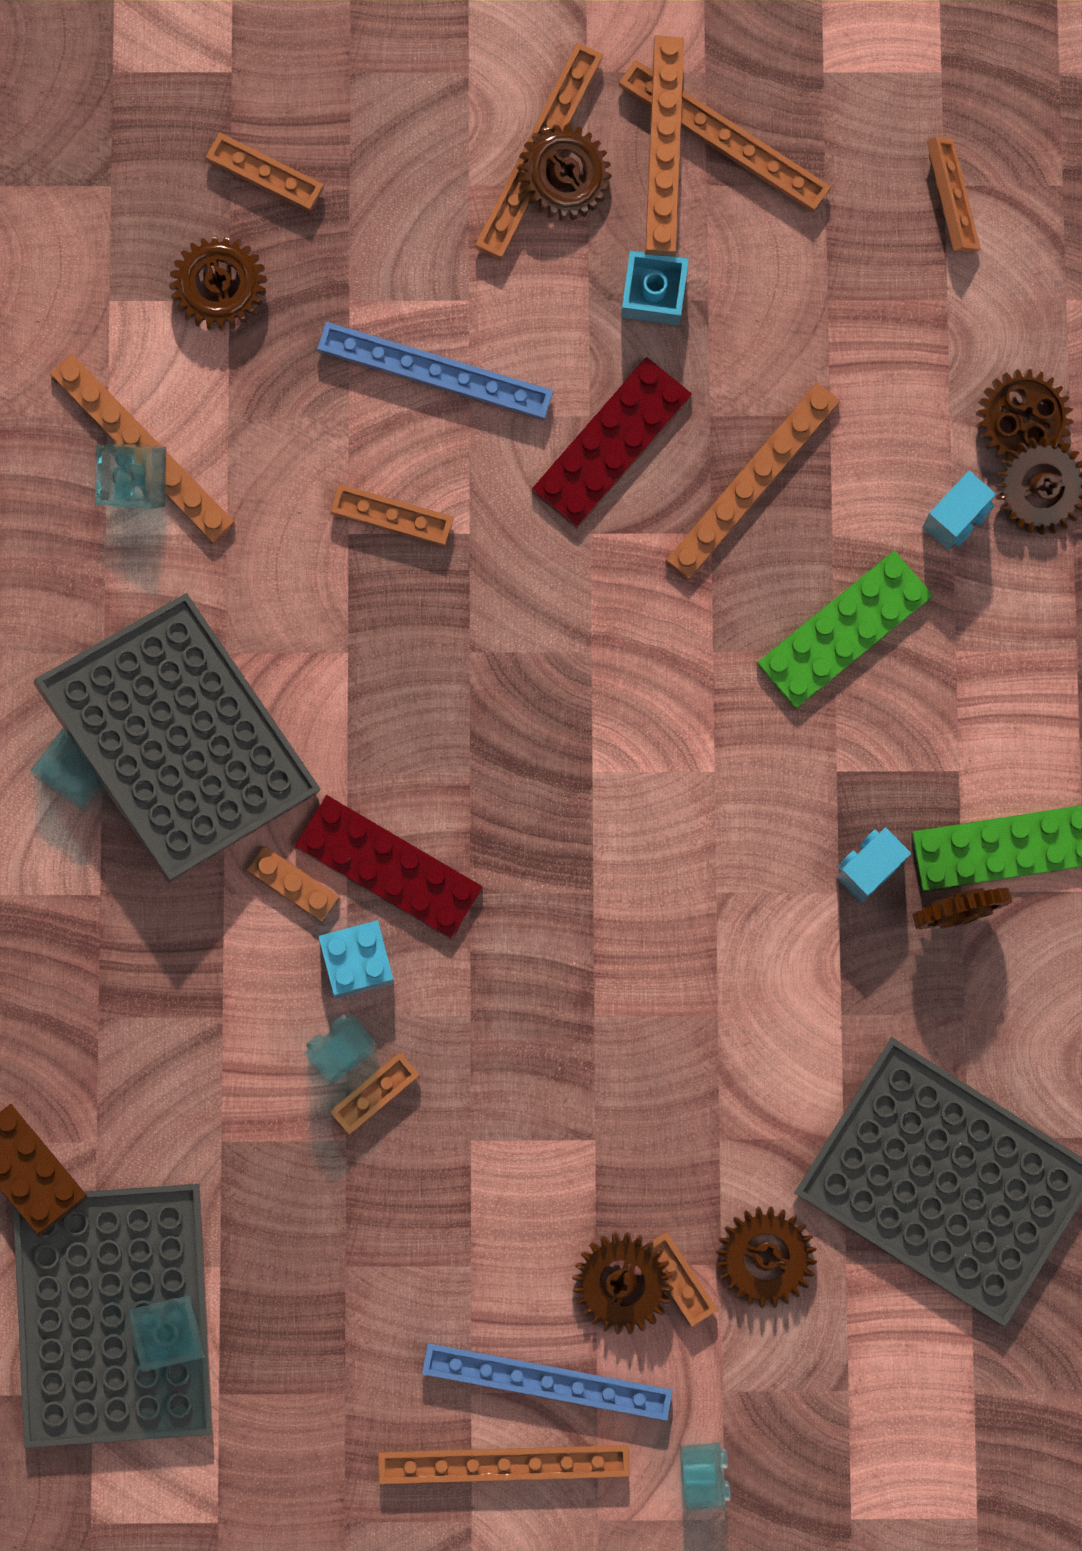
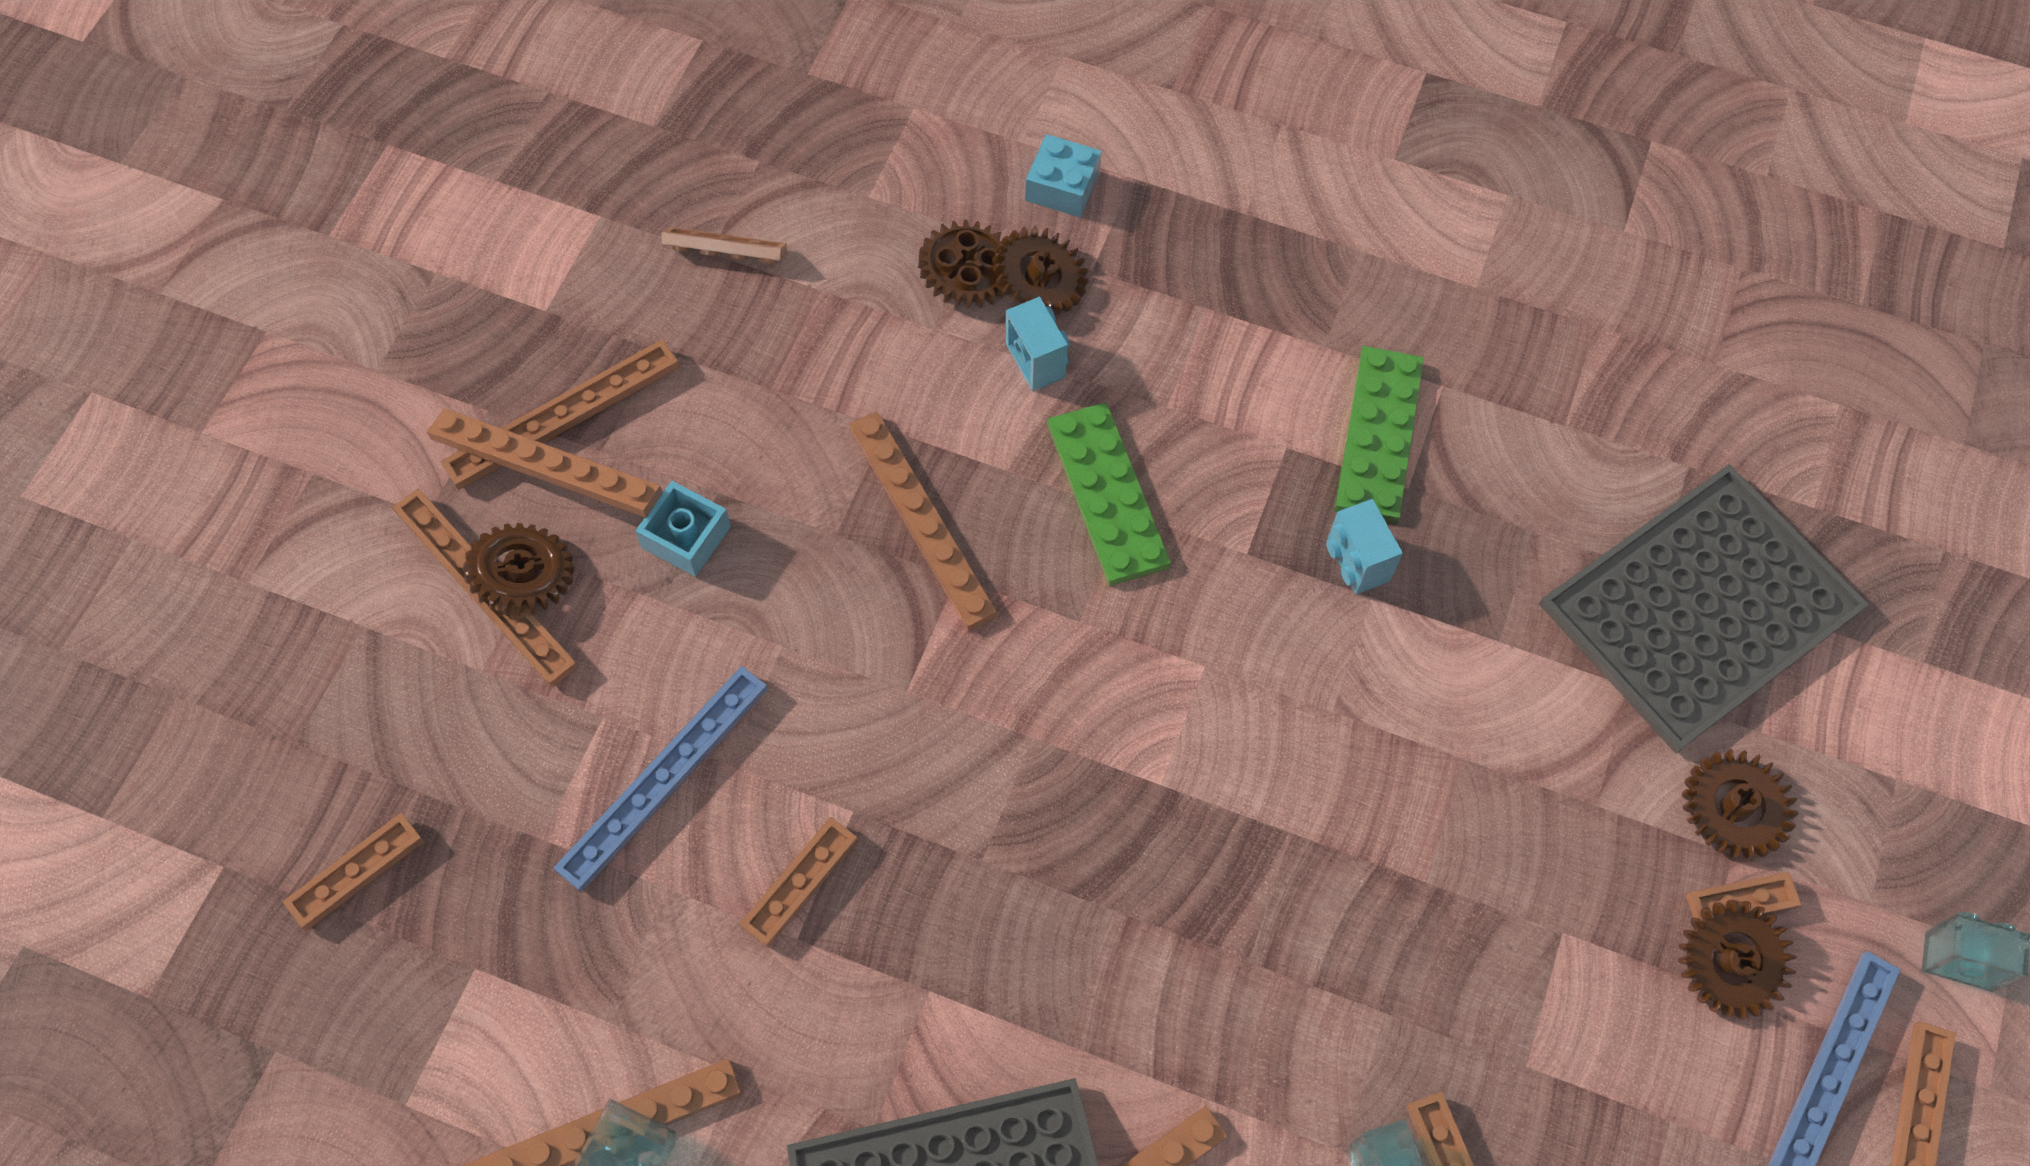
camera: 65 degrees left, 15 degrees down
(228, 308) = (483, 972): reddish brown gear -> none
(356, 959) = (1287, 1112): medium azure brick -> none
(389, 867) = (1188, 1038): dark red plate -> none
(611, 442) = (822, 635): dark red plate -> none
(962, 908) = (1440, 478): reddish brown gear -> none

